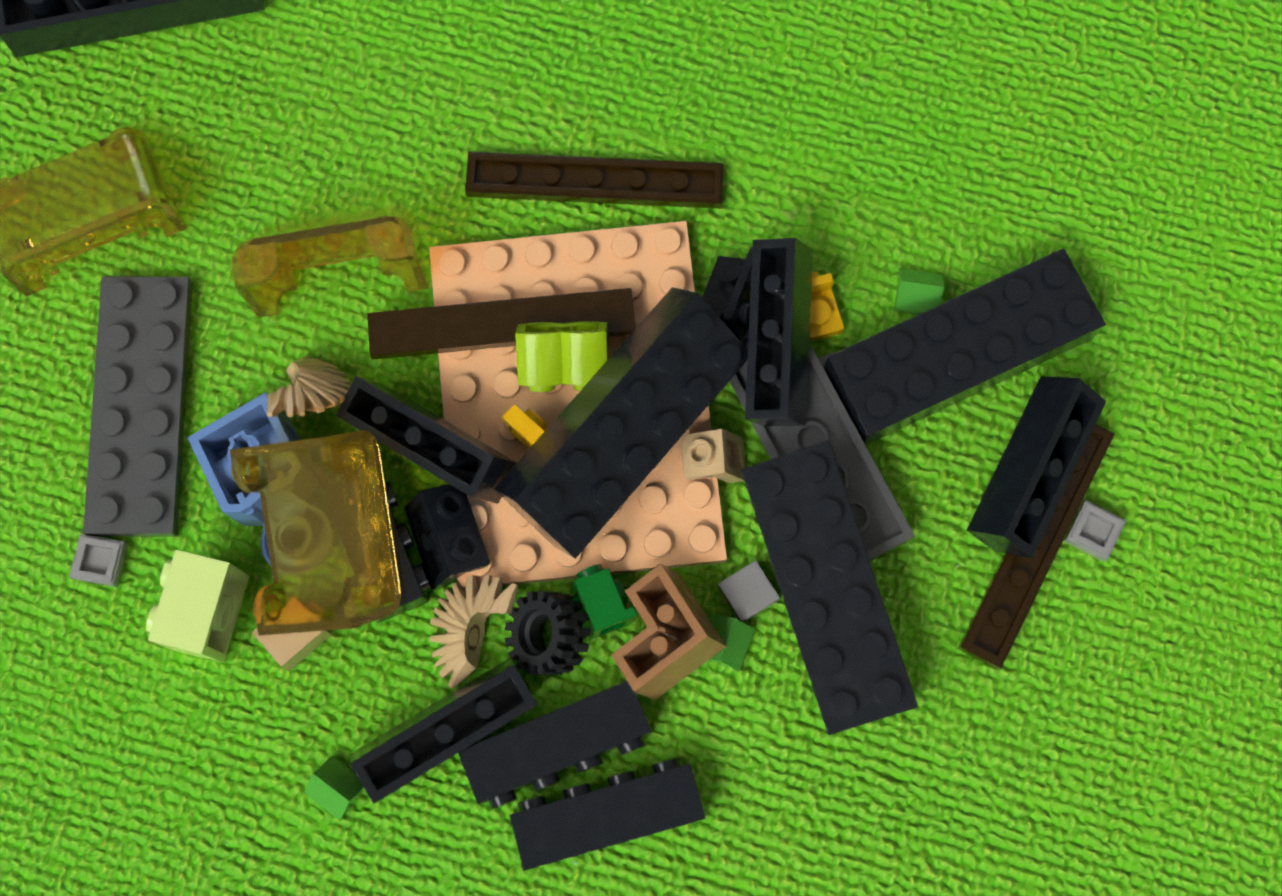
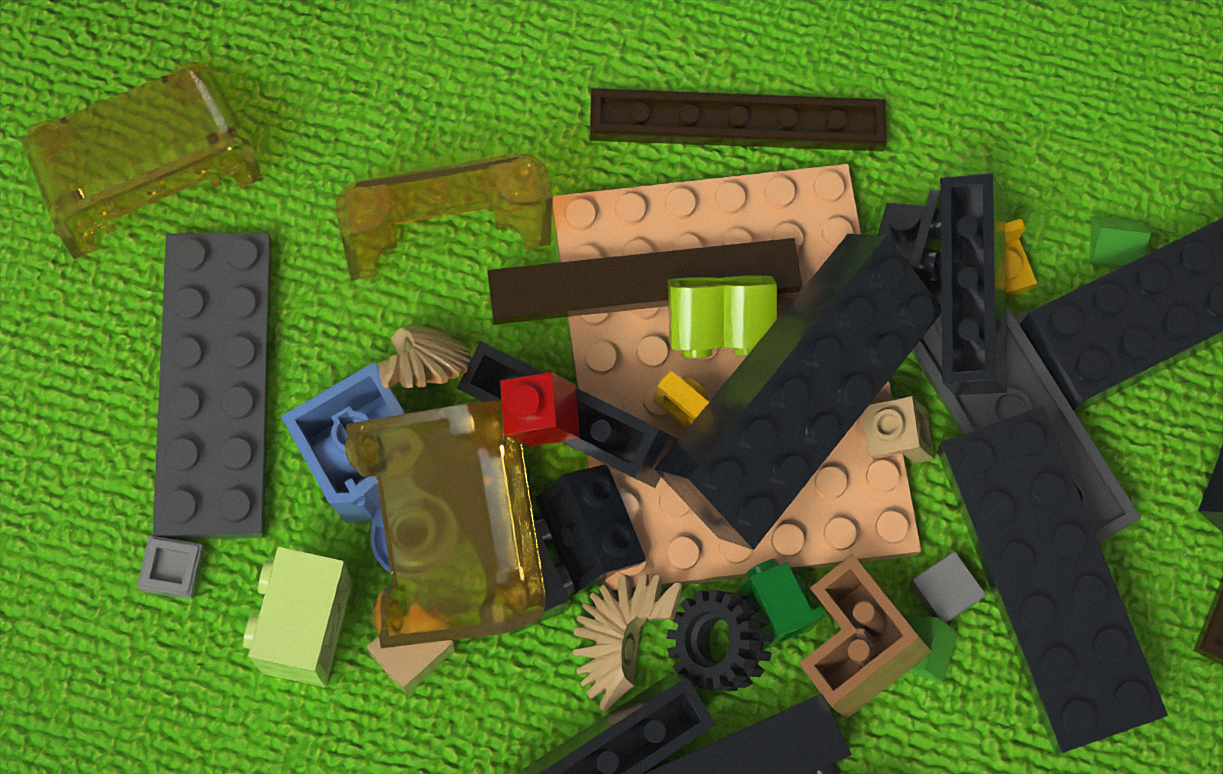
camera: 10 degrees left, 5 degrees down
(395, 438) = (539, 409): none -> red brick

